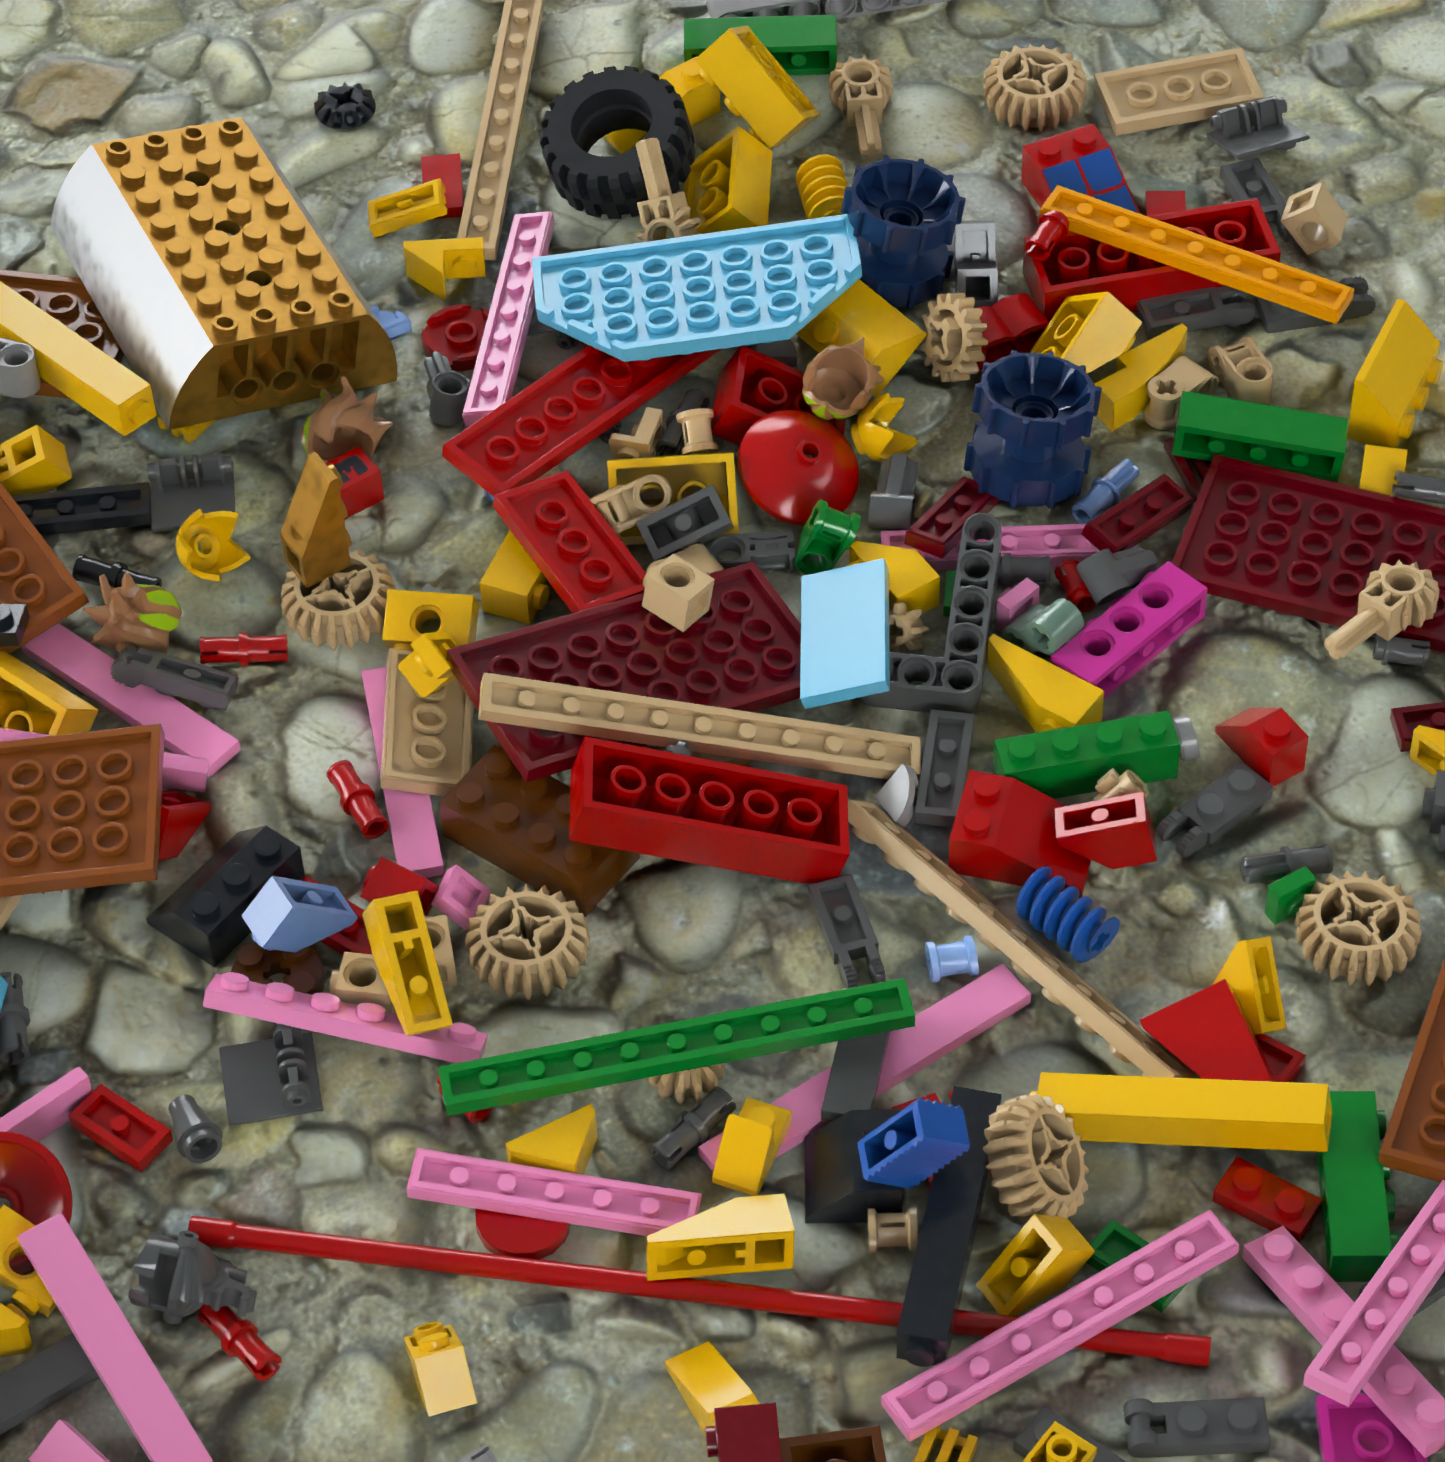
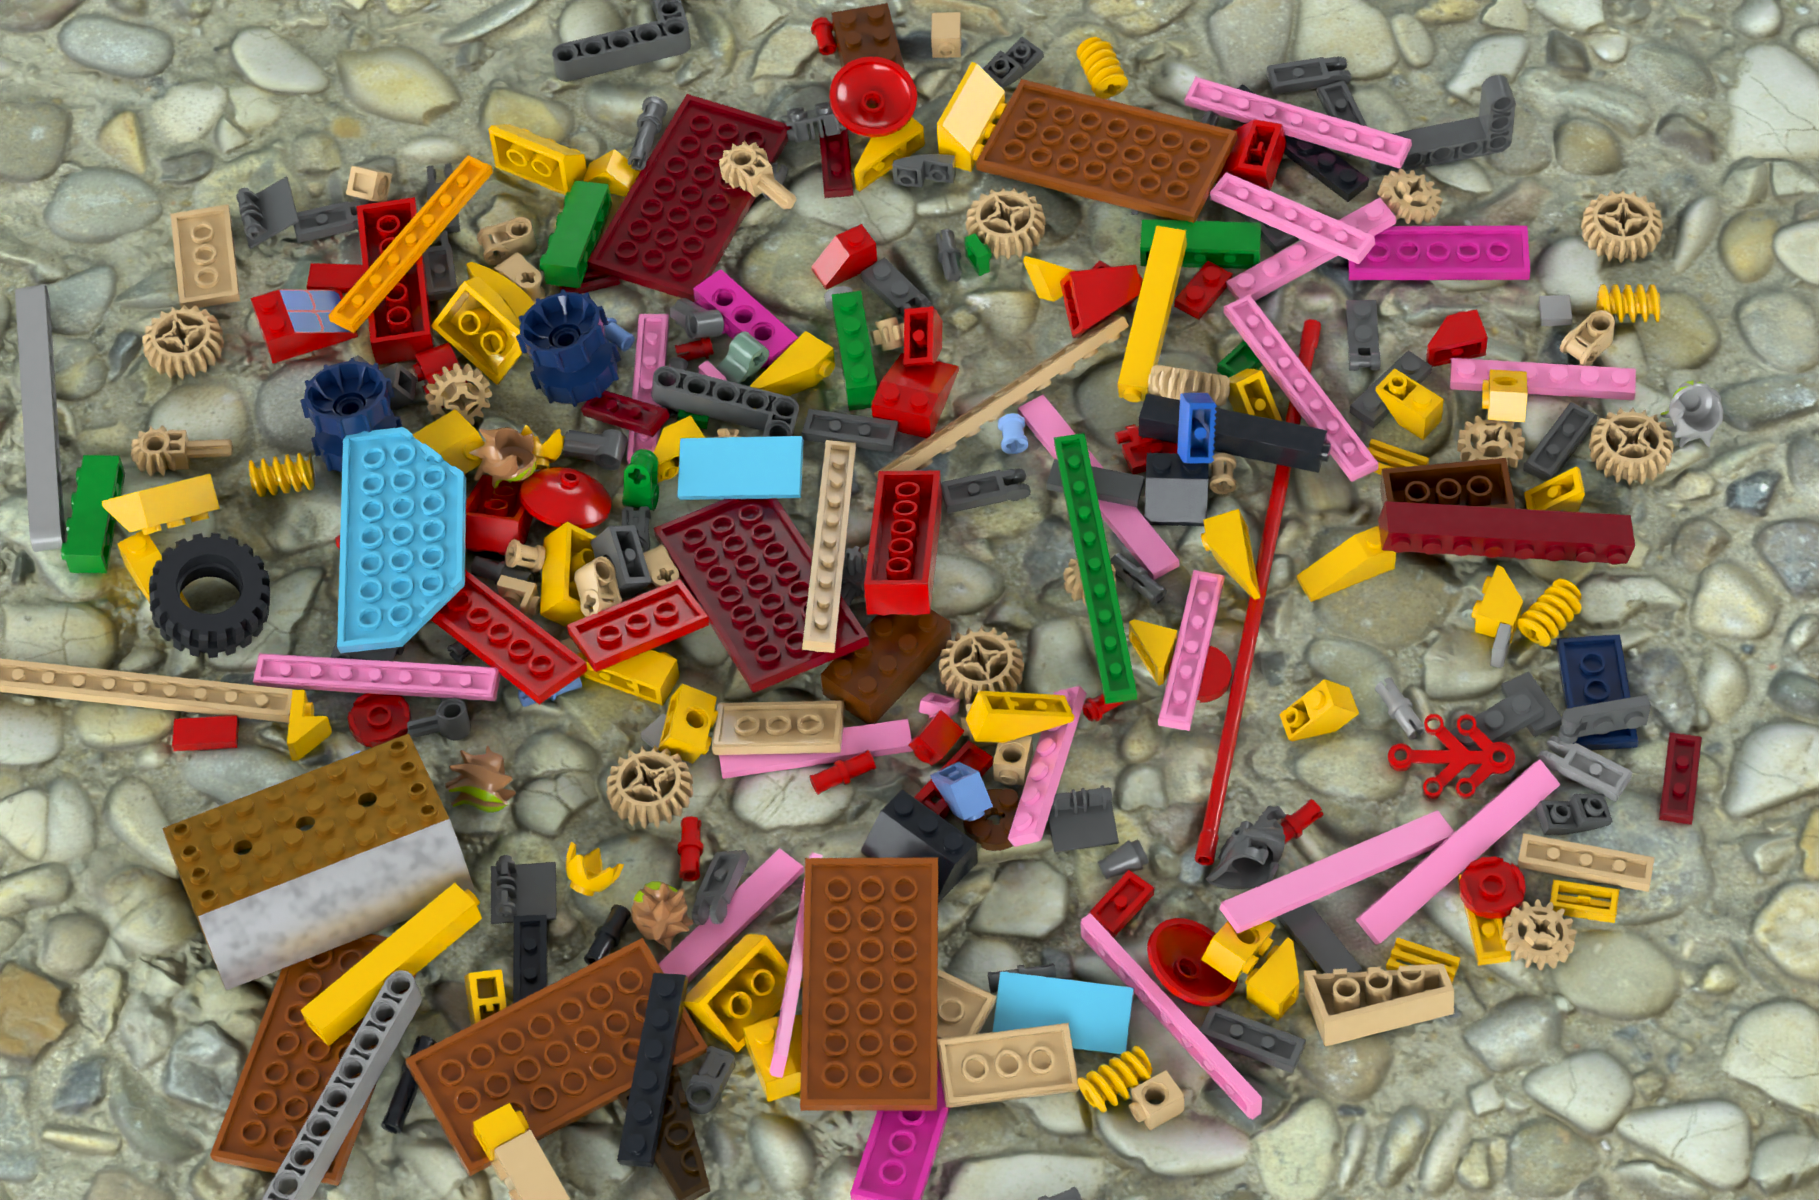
camera: 85 degrees left, 5 degrees up
(314, 527) = (620, 765): pearl gold slope -> none
(347, 115) = (95, 814): black gear -> none
(360, 480) = (533, 783): red brick -> none
(407, 207) = (233, 778): yellow tile -> none
(427, 664) = (740, 710): yellow slope -> none
(663, 207) = (296, 566): tan gear -> none
(677, 592) = (701, 555): tan brick -> none
(730, 184) = (278, 536): yellow slope -> none
(750, 1146) = (1161, 541): yellow slope -> none
(899, 794) = (873, 455): light grey tile -> none
(1051, 229) = (384, 325): red pin -> none
(1064, 917) = (986, 366): blue piece -> none
(1138, 515) = (639, 308): dark red tile -> none

